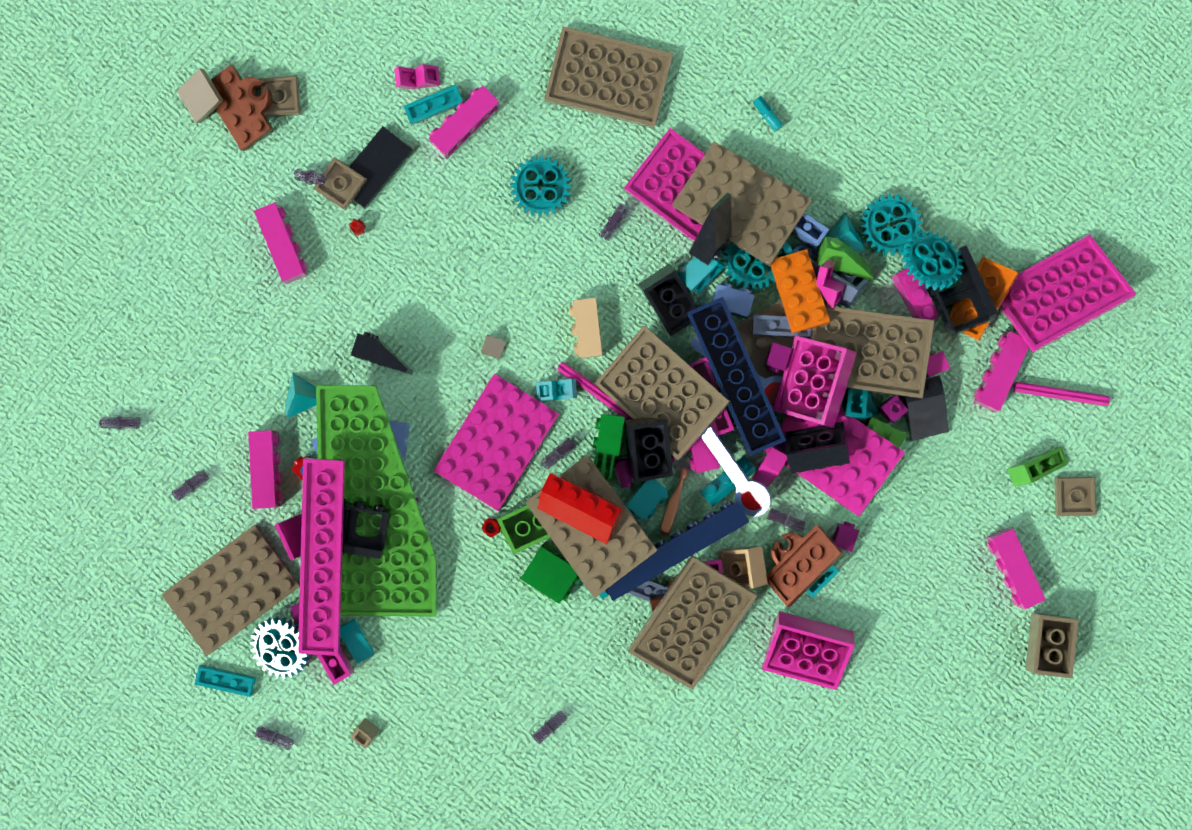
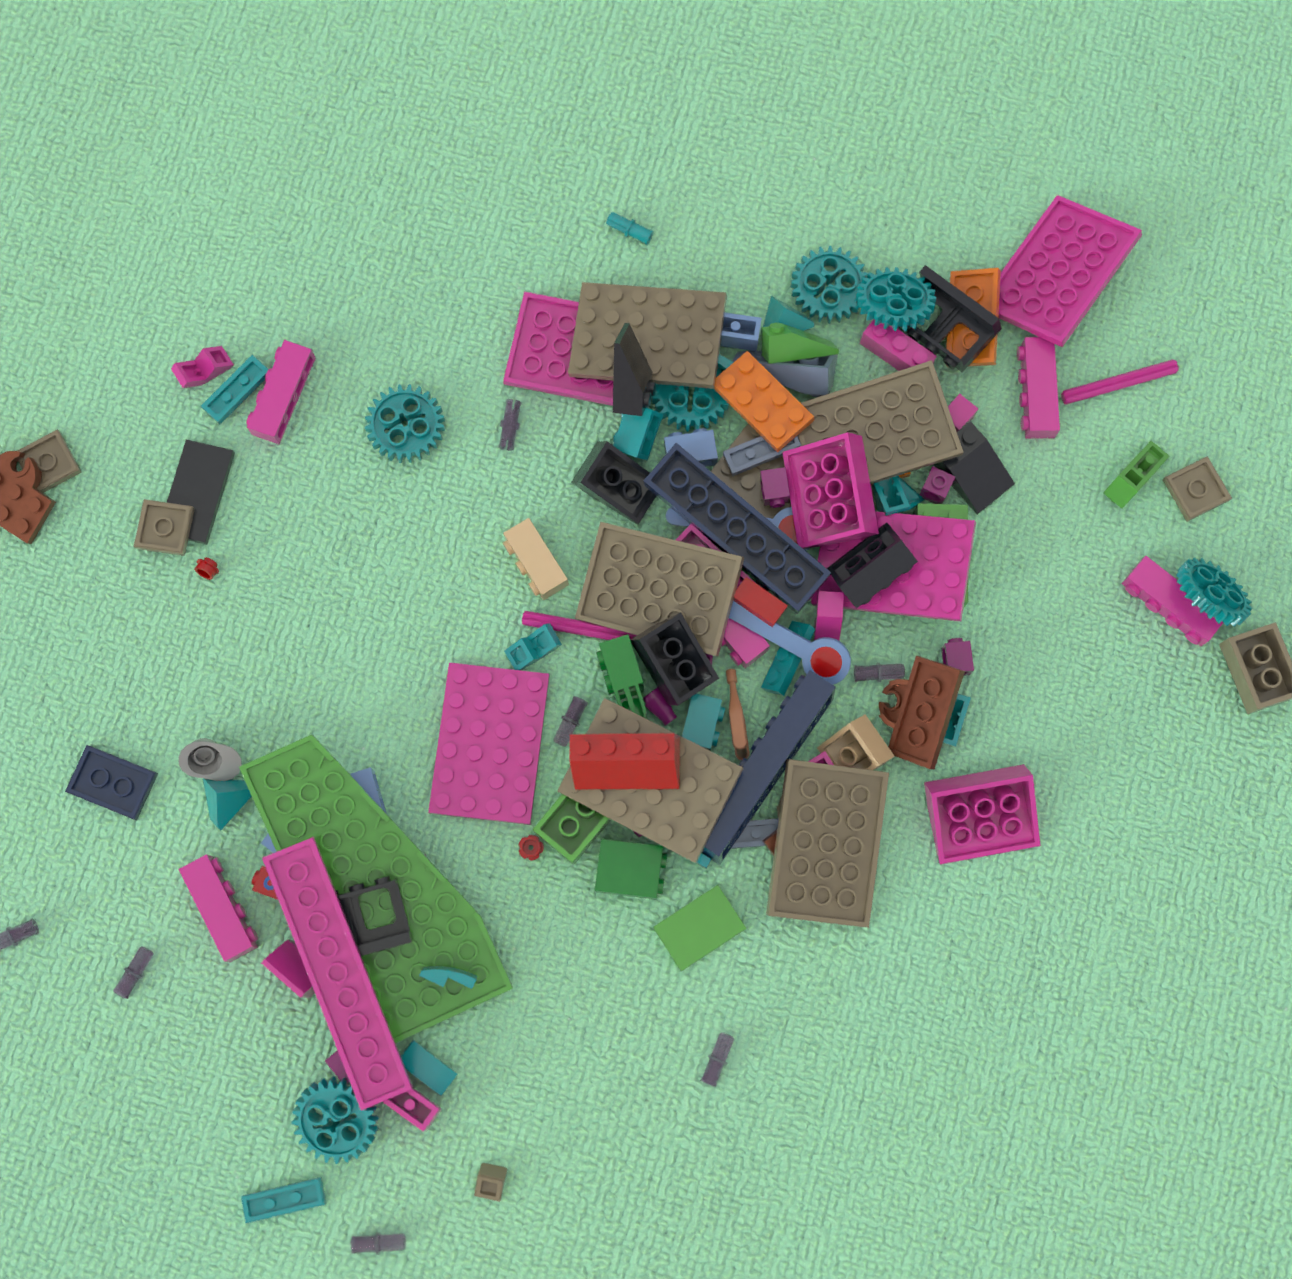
camera: 30 degrees left, 10 degrees down
(229, 348) = (111, 782): none -> dark blue tile
(231, 590) = (240, 1081): dark tan plate -> none
(280, 243) = (122, 628): dark pink brick -> none
(301, 365) = (209, 760): none -> light grey piece
(310, 177) = (124, 534): axle -> none
(370, 349) = (293, 701): black slope -> none
(391, 586) = (439, 975): none -> teal slope
(493, 347) = (433, 632): dark tan slope -> none
(579, 635) = (699, 928): none -> bright green tile
(608, 77) = (427, 269): dark tan plate -> none
(726, 436) = (759, 602): none -> red tile
(829, 288) = (797, 382): dark pink slope -> none
(1047, 578) = (1214, 592): none -> teal gear

